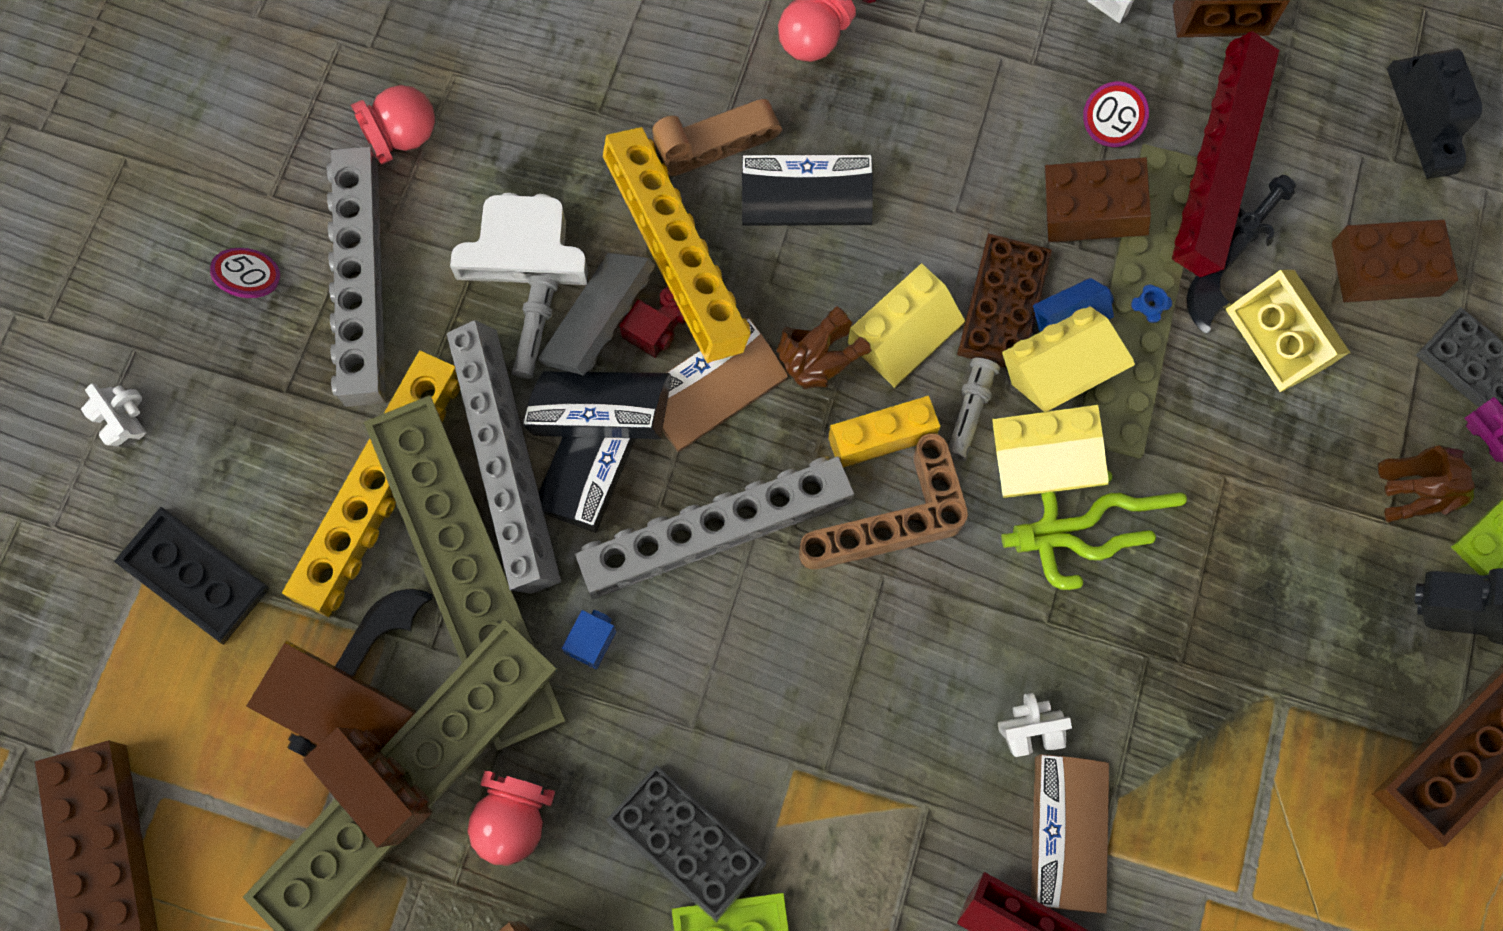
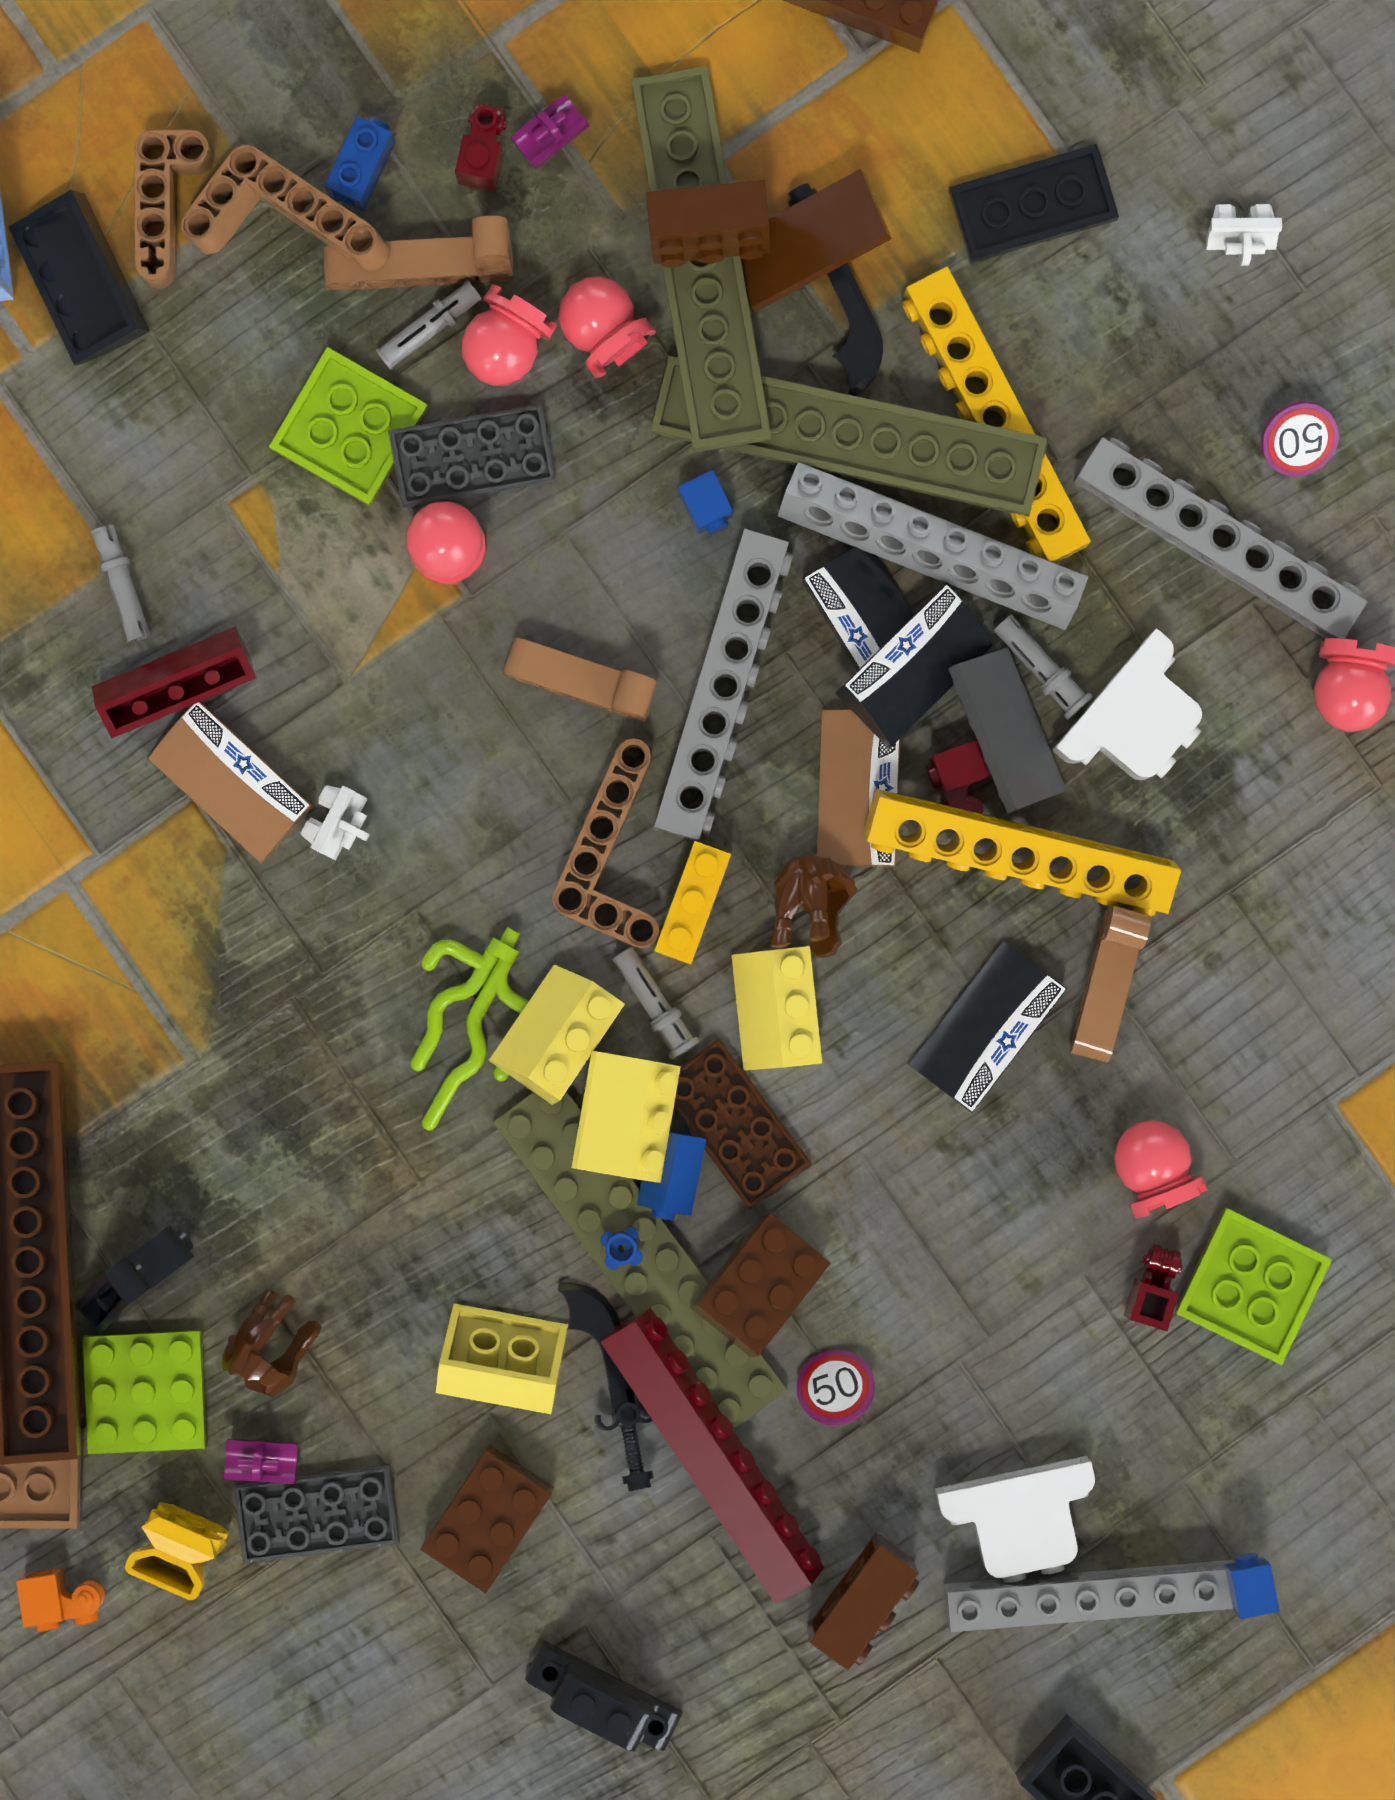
camera: 130 degrees right, 15 degrees up
(578, 885) = (502, 342): none -> coral tile
(767, 808) = (445, 542): none -> coral tile
(789, 628) = (580, 679): none -> medium nougat beam

